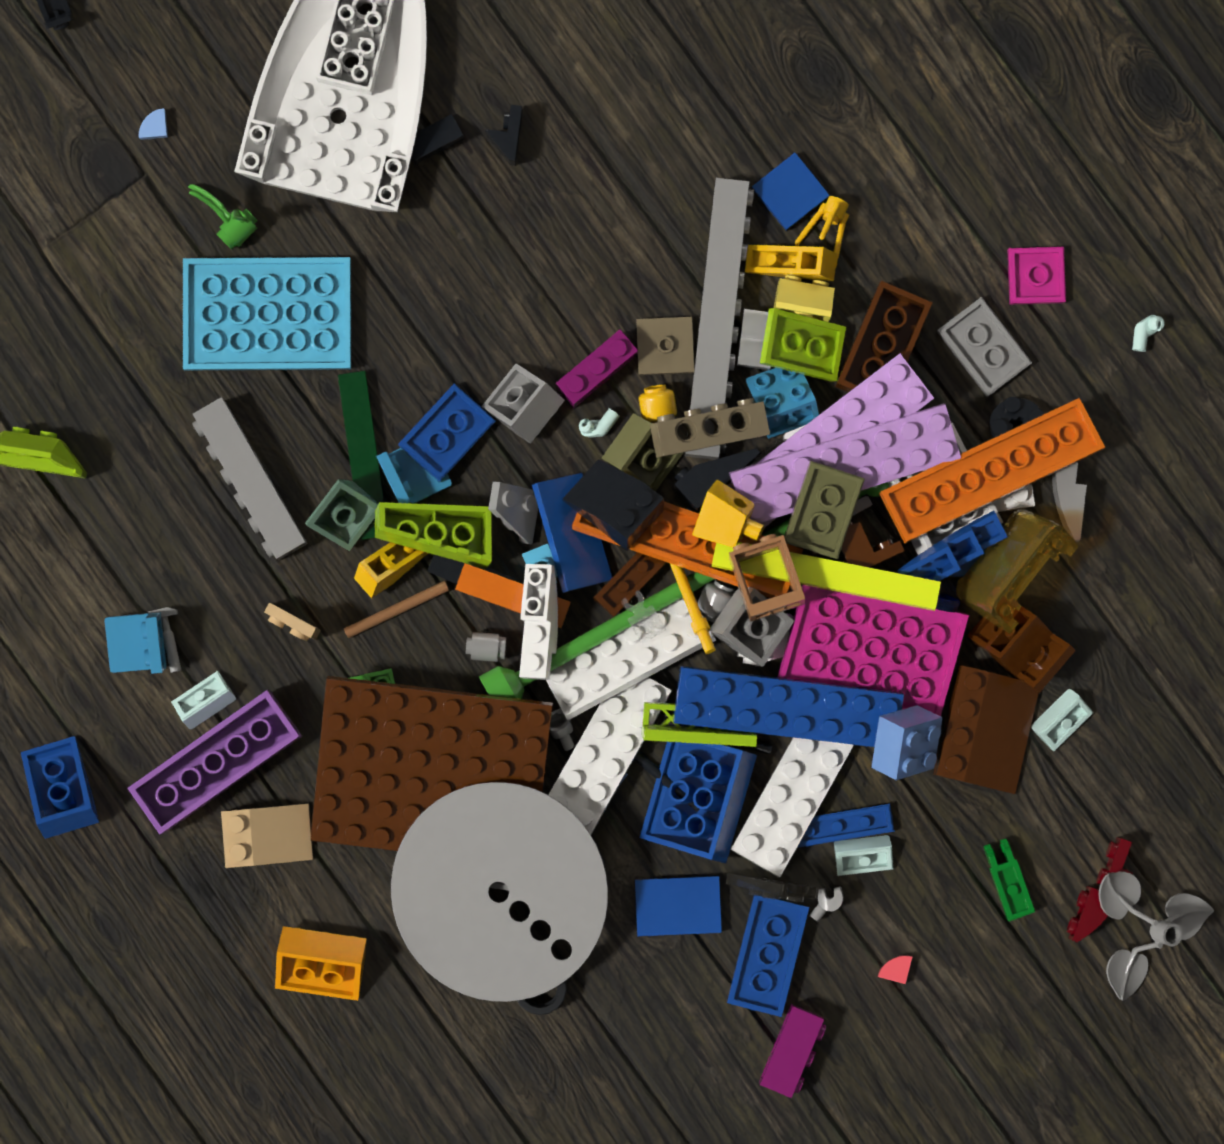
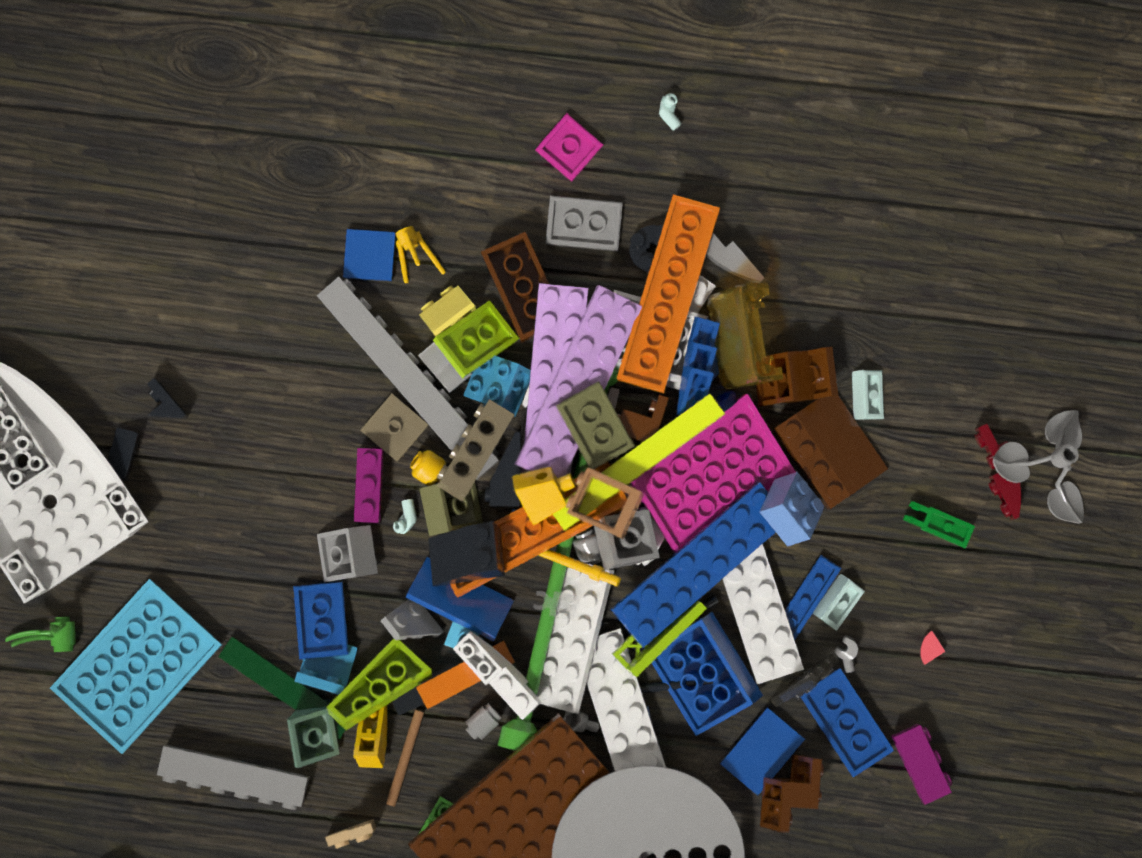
camera: 45 degrees left, 0 degrees up
(627, 582) = (524, 593): reddish brown plate -> none
(673, 967) = (797, 792): none -> reddish brown bracket
(797, 261) = (415, 296): yellow slope -> none

